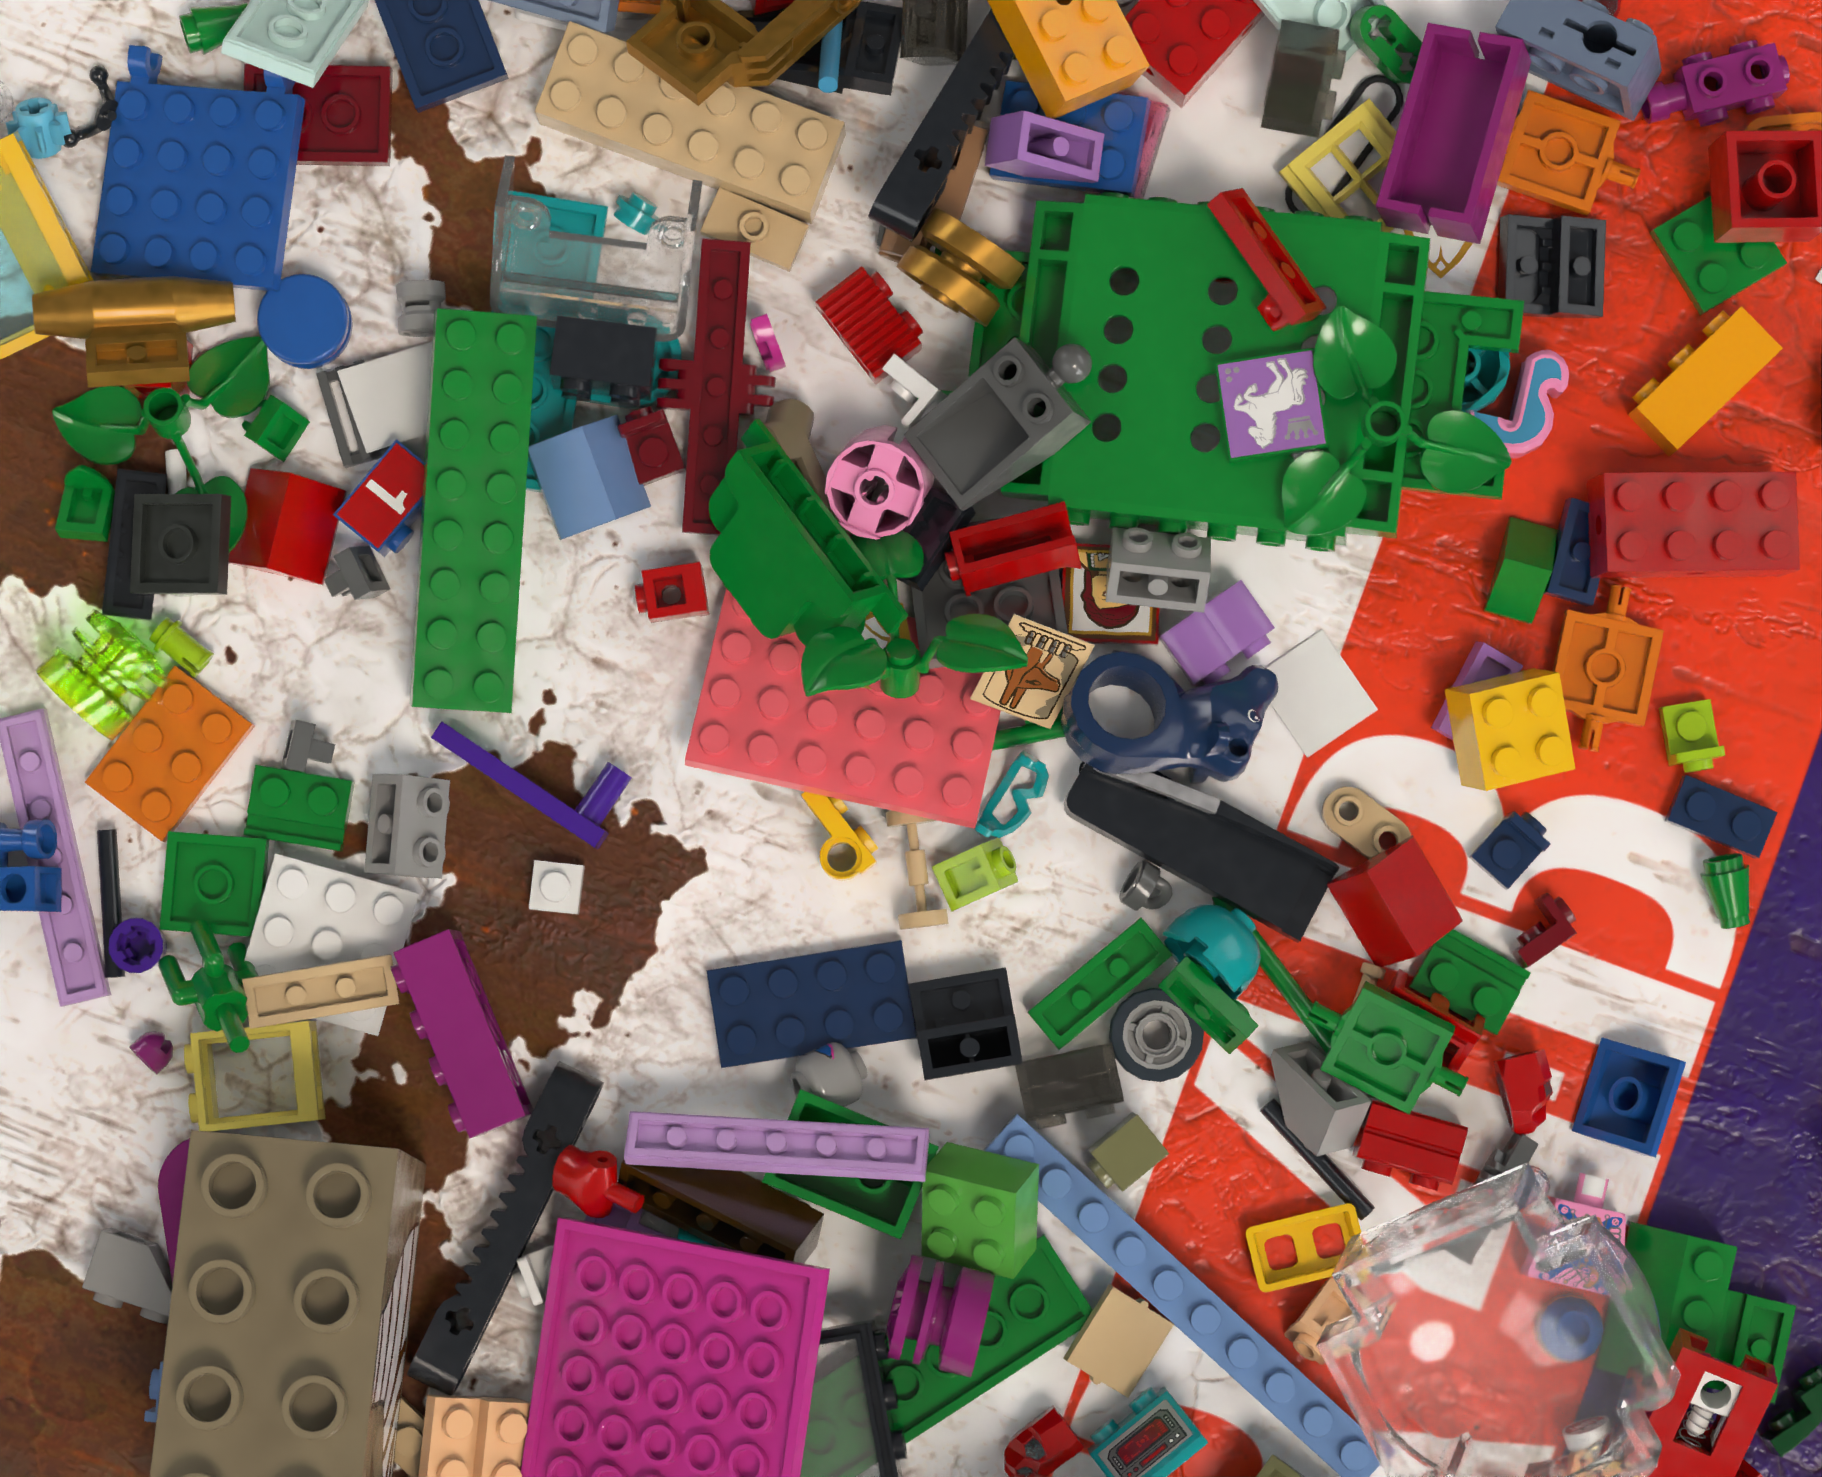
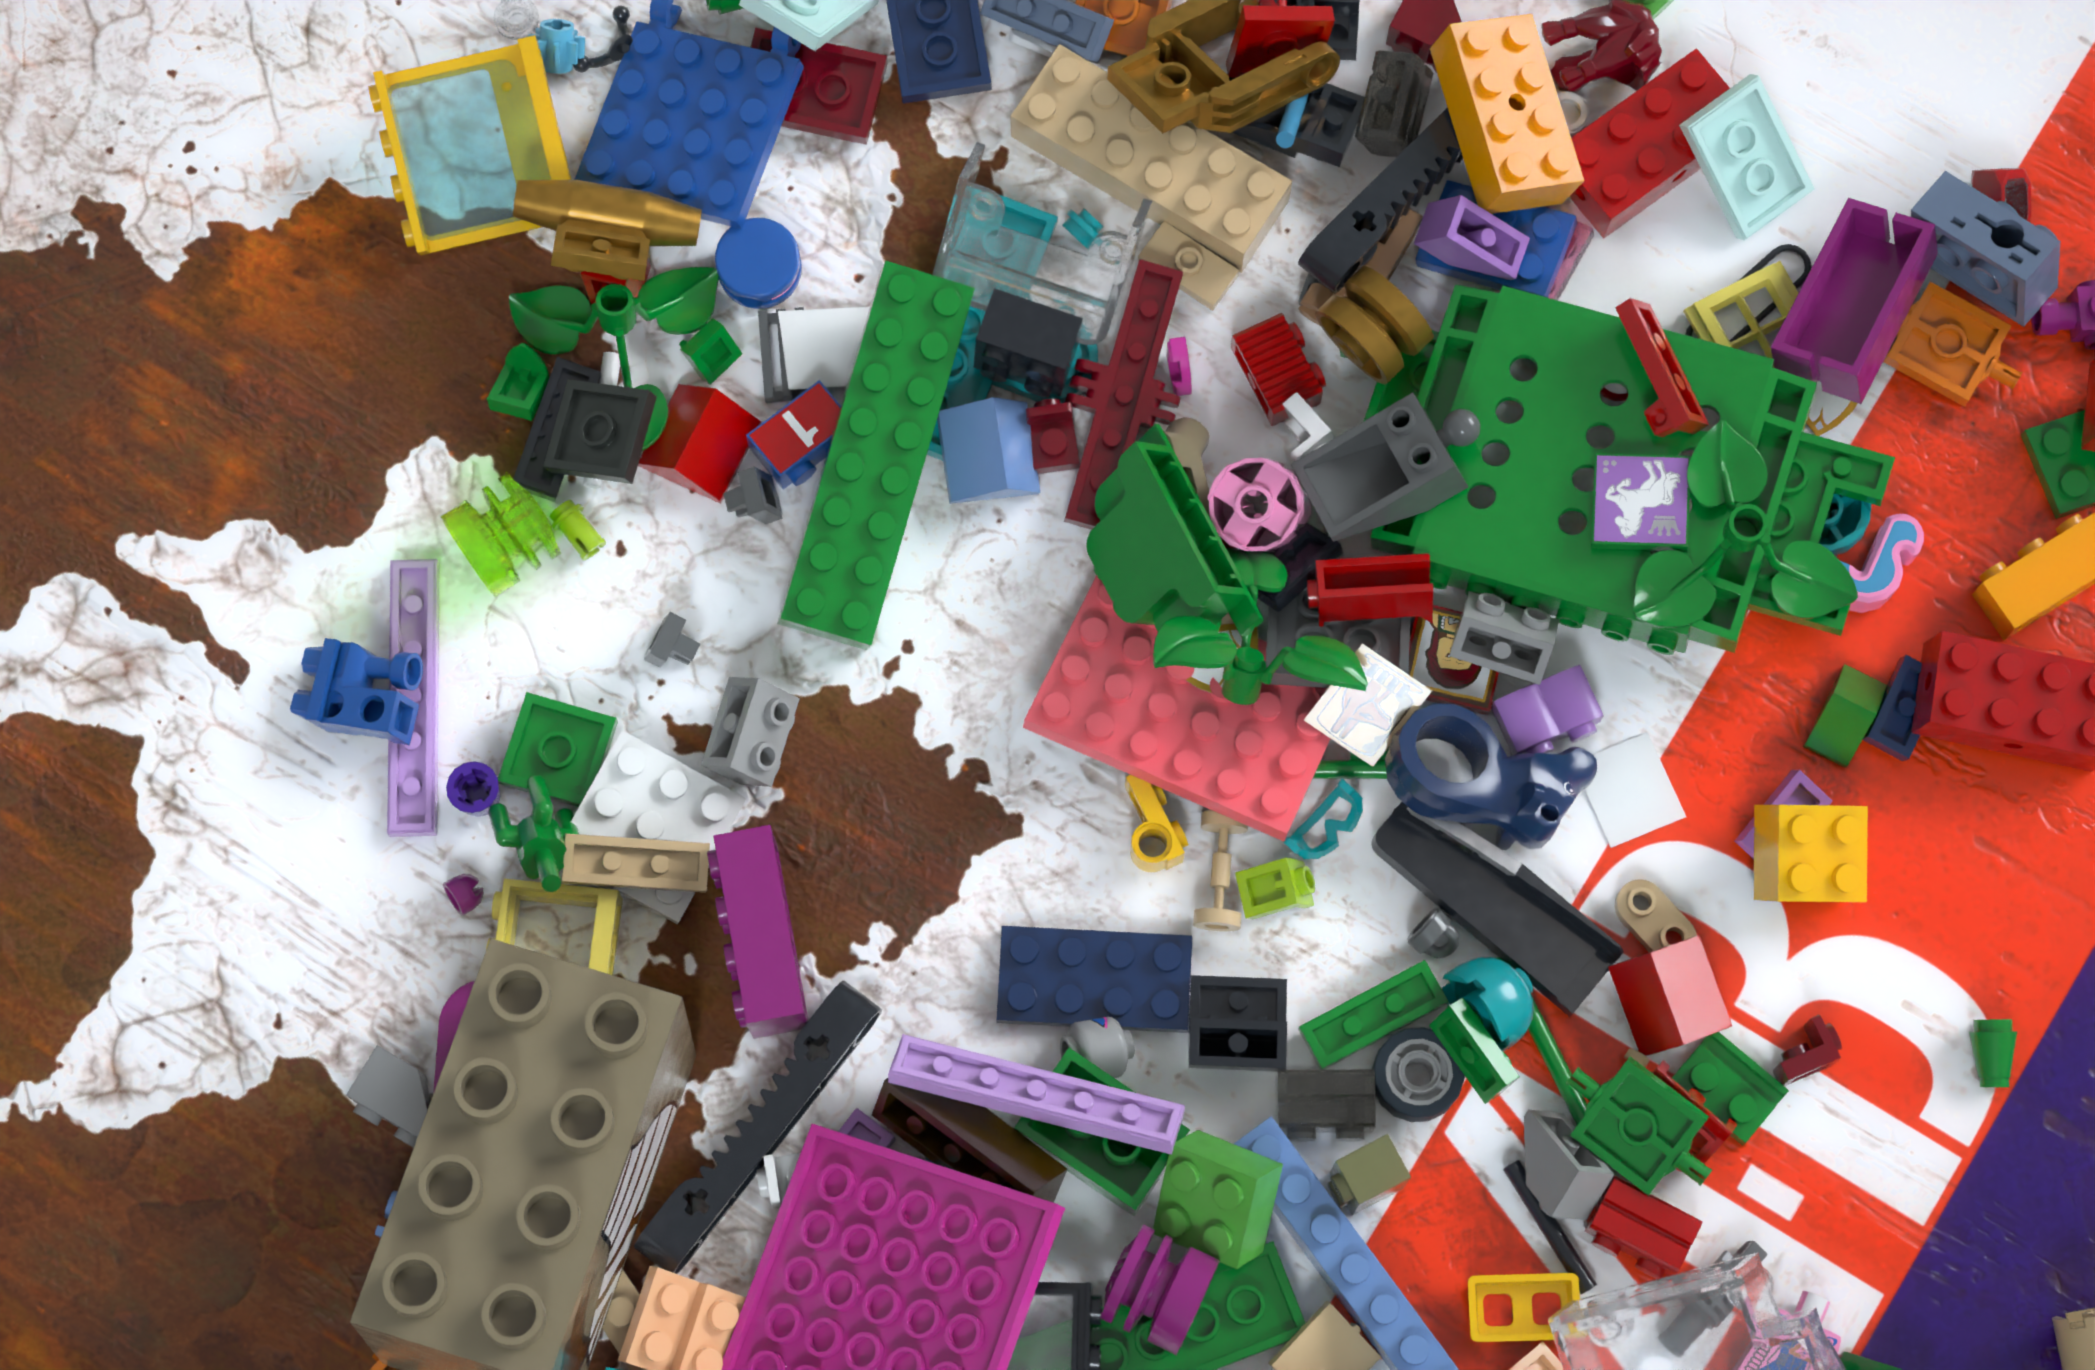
camera: 10 degrees right, 10 degrees down
(110, 894) = (457, 743): black piece -> none
(169, 754) = (544, 625): orange plate -> none
(299, 808) = (653, 698): green plate -> none
(418, 303) = (865, 264): light grey wheel -> none
(556, 887) = (876, 821): white plate -> none
(582, 821) = (913, 763): dark purple piece -> none
(592, 1182) = (851, 1096): red piece -> none
(687, 578) = (1054, 558): red brick -> none
(1301, 78) = (1721, 226): clear smoke brick -> none
(1382, 51) = (1806, 217): green beam -> none
(1511, 848) = (1791, 969): dark blue bracket -> none
(1524, 1089) = (1763, 1199): red rock -> none
(1553, 265) = (1929, 444): black slope -> none
(1606, 667) = (1912, 819): orange plate -> none
(1628, 1097) = (1863, 1228): blue slope -> none
(1690, 735) = (1981, 900): lime bracket -> none
(1720, 816) = (1997, 982): dark blue plate -> none

